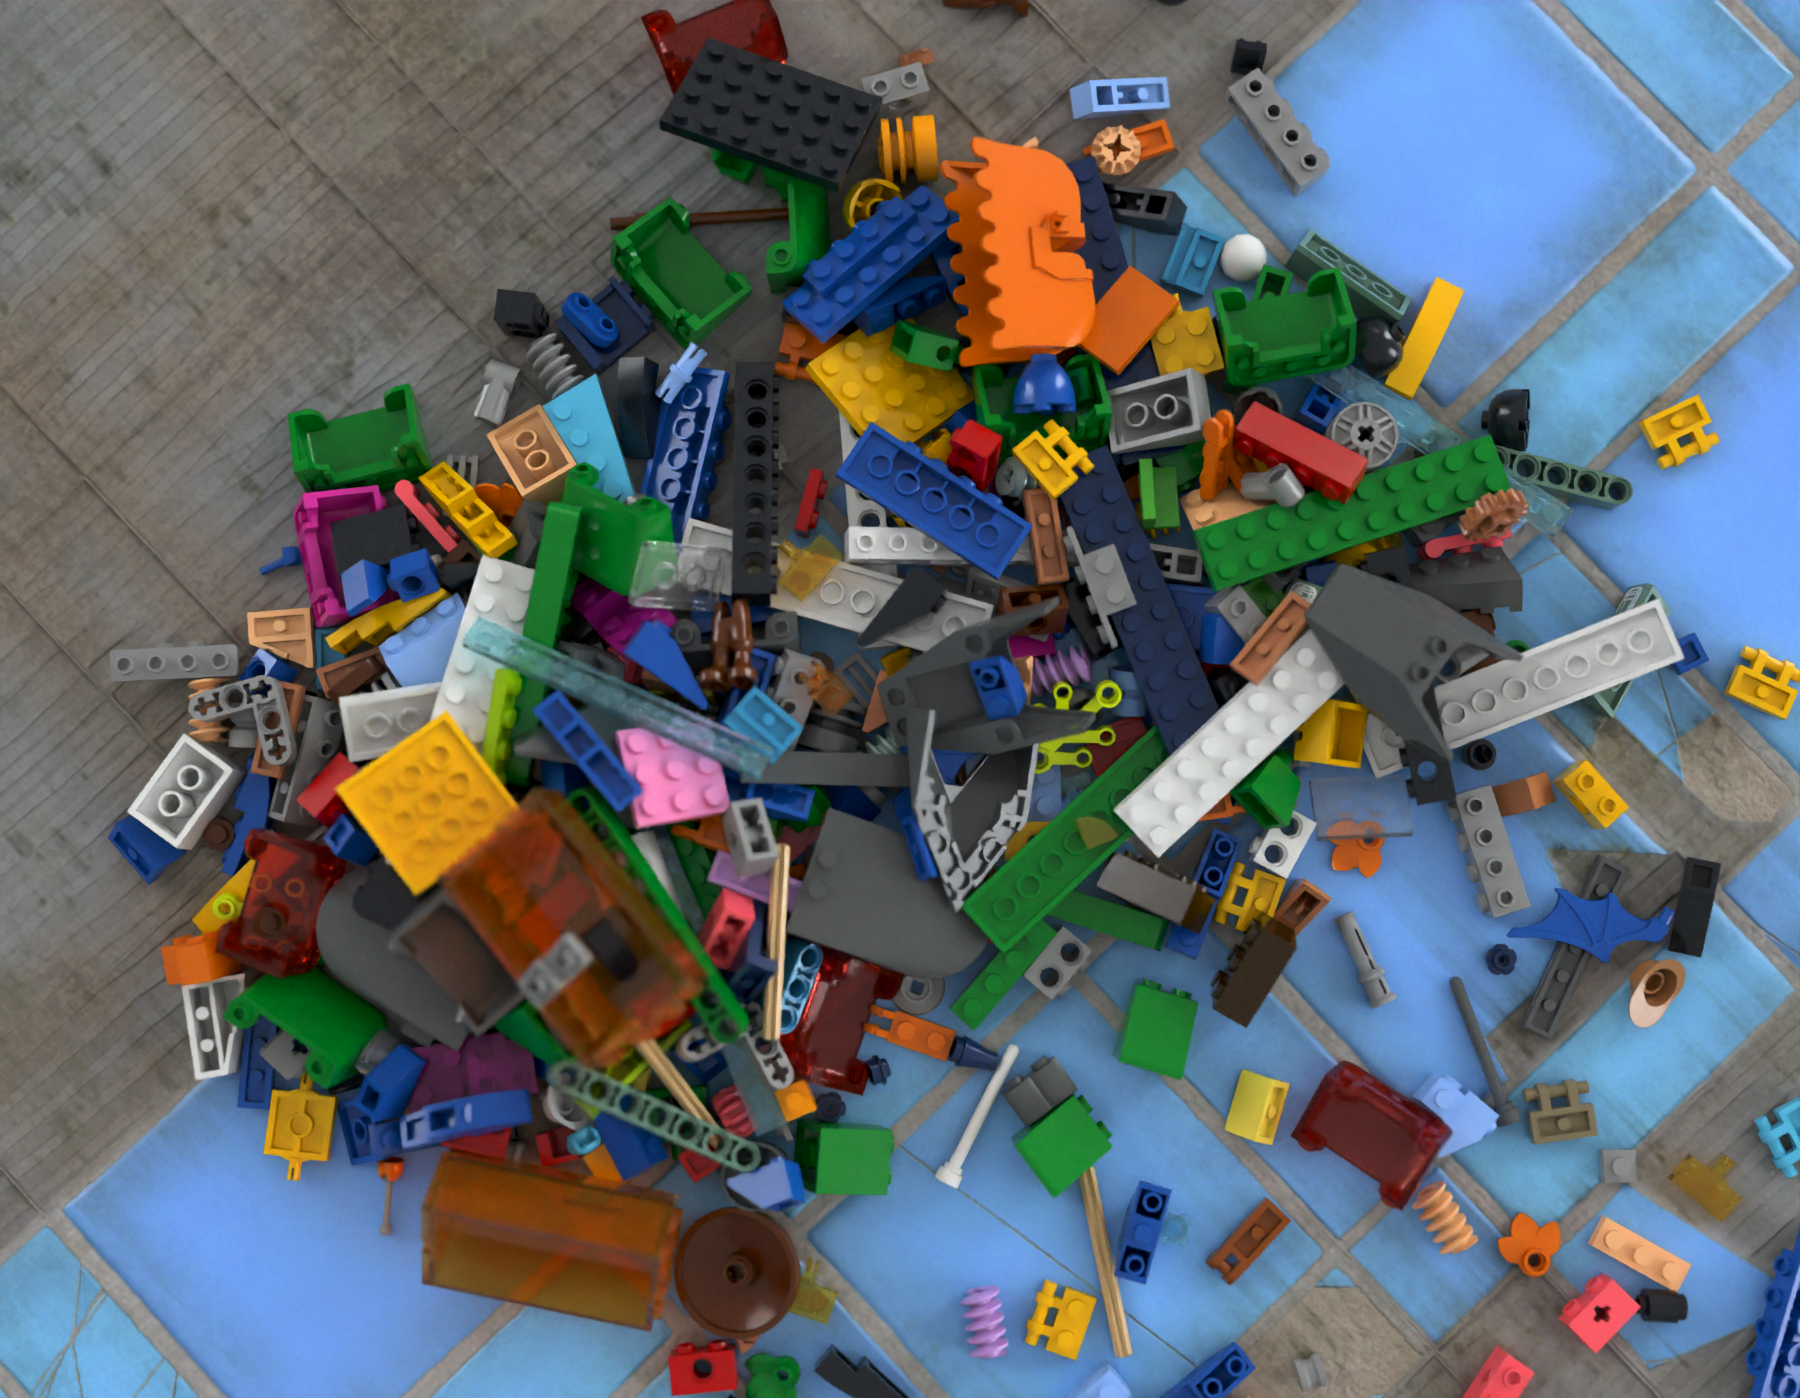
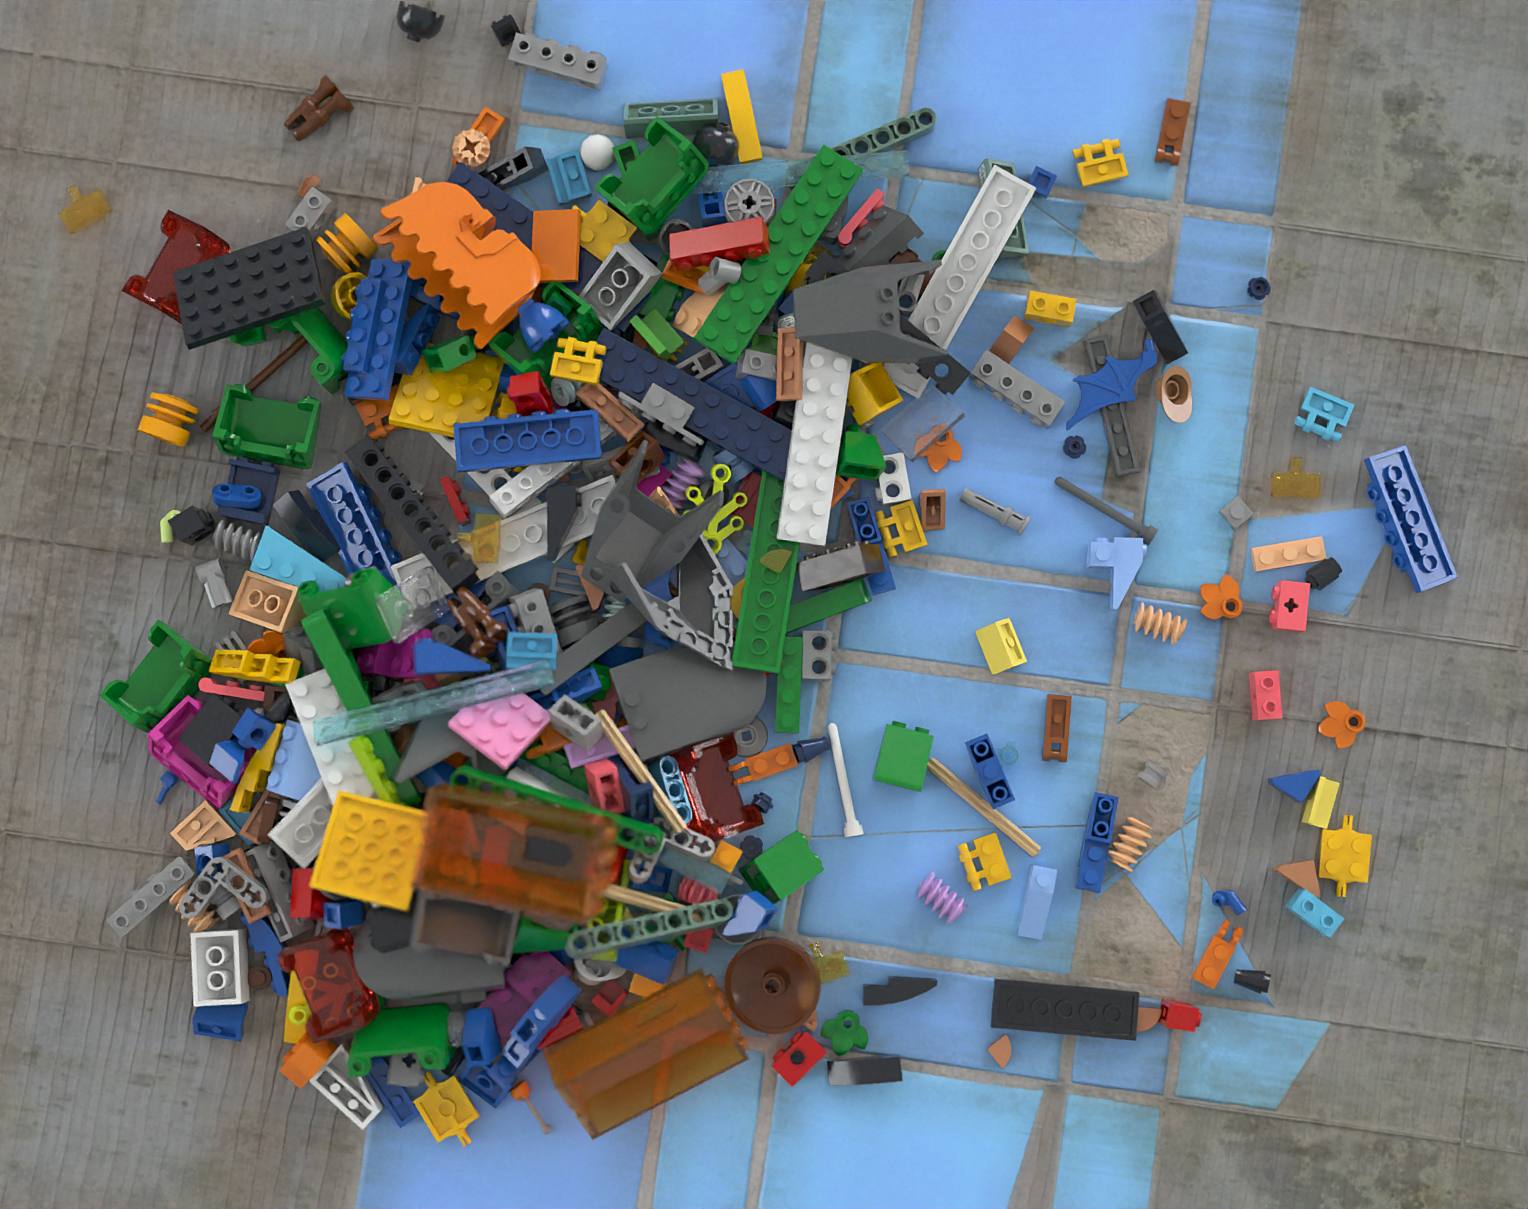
camera: 35 degrees left, 0 degrees up
(268, 923) = (332, 1002): reddish brown plate -> none
(488, 302) = (165, 528): none -> yellowish green arm
(554, 971) = (522, 883): light grey slope -> none
(583, 186) = (168, 419): none -> light orange wheel
(583, 1140) = (621, 981): medium azure piece -> none
(588, 751) = (440, 746): blue slope -> none
(680, 372) = (316, 484): light blue pin -> none
(827, 689) = (553, 600): clear orange plate -> none
(919, 850) = (682, 652): blue slope -> none
(999, 687) = (652, 519): blue slope -> none
(1038, 1090) = (865, 738): dark grey brick -> none
(1119, 97) = (447, 114): light blue slope -> none
(1156, 1029) = (905, 646): green slope -> none
(1216, 454) = (672, 282): orange hinge -> none
(1252, 968) = (931, 566): dark brown brick -> none
(1373, 1131) = (1076, 605): clear red windscreen -> none
(1485, 754) = (968, 332): black cone -> none
(1493, 515) = (862, 190): nougat gear -> none
(1509, 419) = (829, 125): black cylinder -> none
(1560, 1122) = (1183, 513): dark tan plate -> none
(1674, 423) = (928, 51): yellow plate -> none

